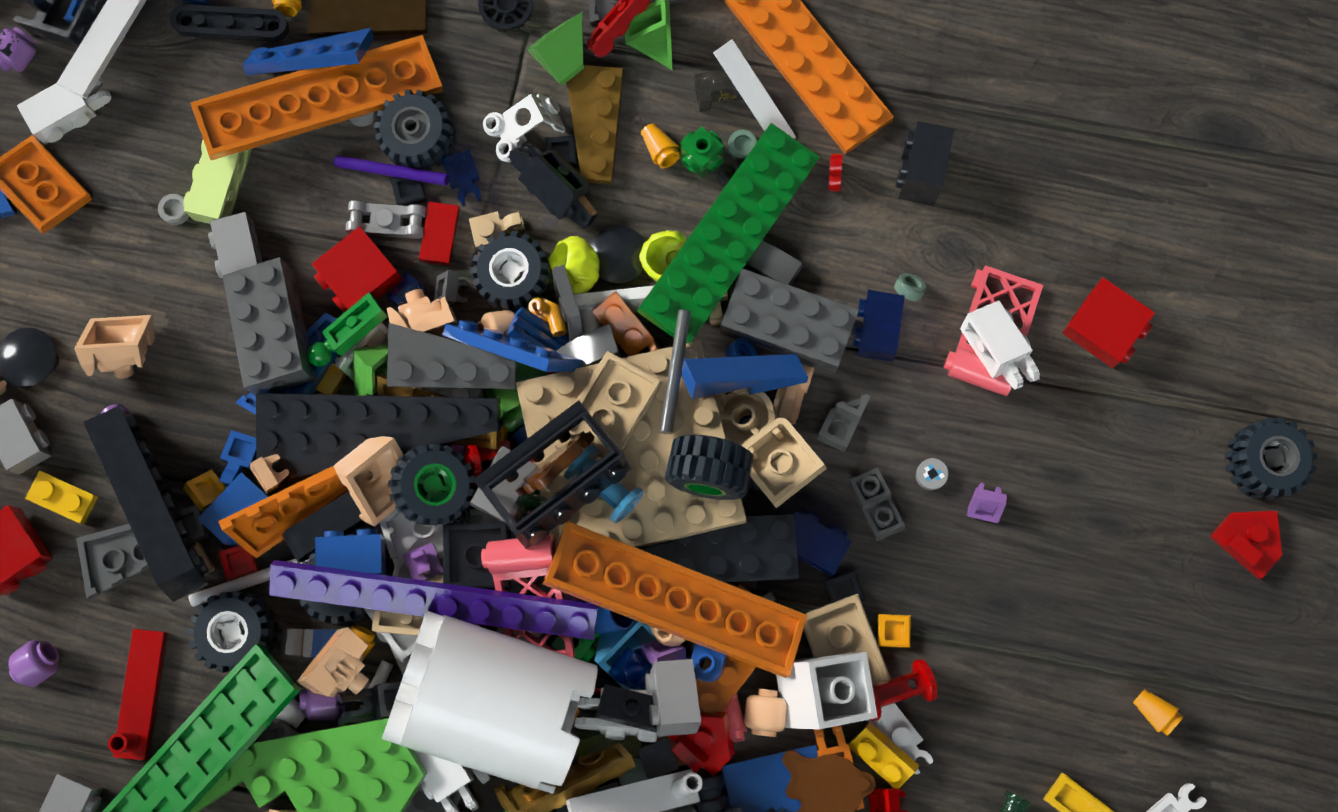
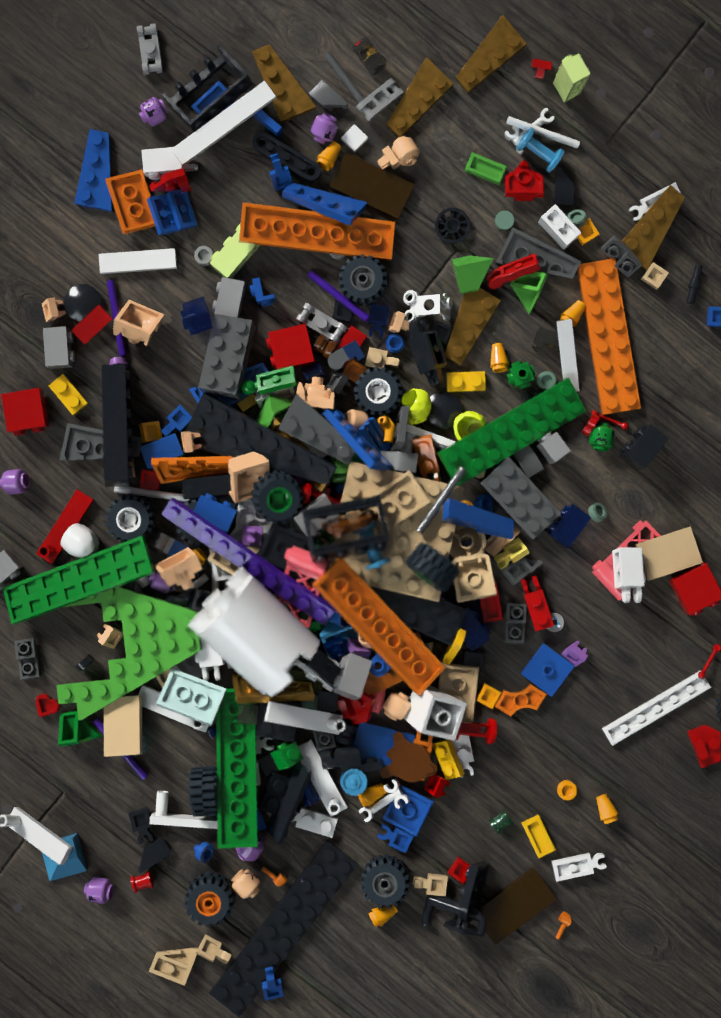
camera: 15 degrees right, 10 degrees up
(51, 379) = (92, 324): none -> red tile
(73, 337) = (115, 311): none -> dark purple bar
(79, 127) = (172, 181): none -> red plate
(81, 261) = (137, 261): none -> white tile
(100, 171) = (172, 212): none -> blue slope
(168, 702) = (79, 541): none -> white piece
(197, 292) = (196, 316): none -> clear blue brick
(231, 49) = (280, 175): none -> blue plate
(285, 227) = (256, 290): none -> blue bracket
(404, 248) = (320, 345): none -> reddish brown wheel
(439, 244) = (344, 355): none -> leg
(462, 261) = (354, 370): none -> orange tile
(494, 165) = (398, 322): none -> light nougat tile
(503, 197) = (395, 343): none -> blue plate
(630, 200) = (465, 381): none -> yellow plate
(733, 30) = (574, 312): none -> light orange cone
(798, 225) = (552, 447): none -> light grey brick
(804, 584) = (453, 649): none -> yellow tile
(818, 402) = (512, 551): none -> light yellow plate
(828, 497) = (491, 607): none -> red tile
(861, 181) = (602, 437): none -> green head
(884, 153) = (624, 426): none -> red hinge
(895, 461) = (537, 606): none -> red hinge
(955, 602) = (530, 697): none -> orange tile
(959, 548) = (547, 669): none -> blue plate
(1044, 292) = (670, 553): none -> tan tile
(1084, 713) = (567, 790): none -> light orange tile
(1146, 525) = (655, 708): none -> white tile
(1184, 395) = (716, 648): none -> red hinge

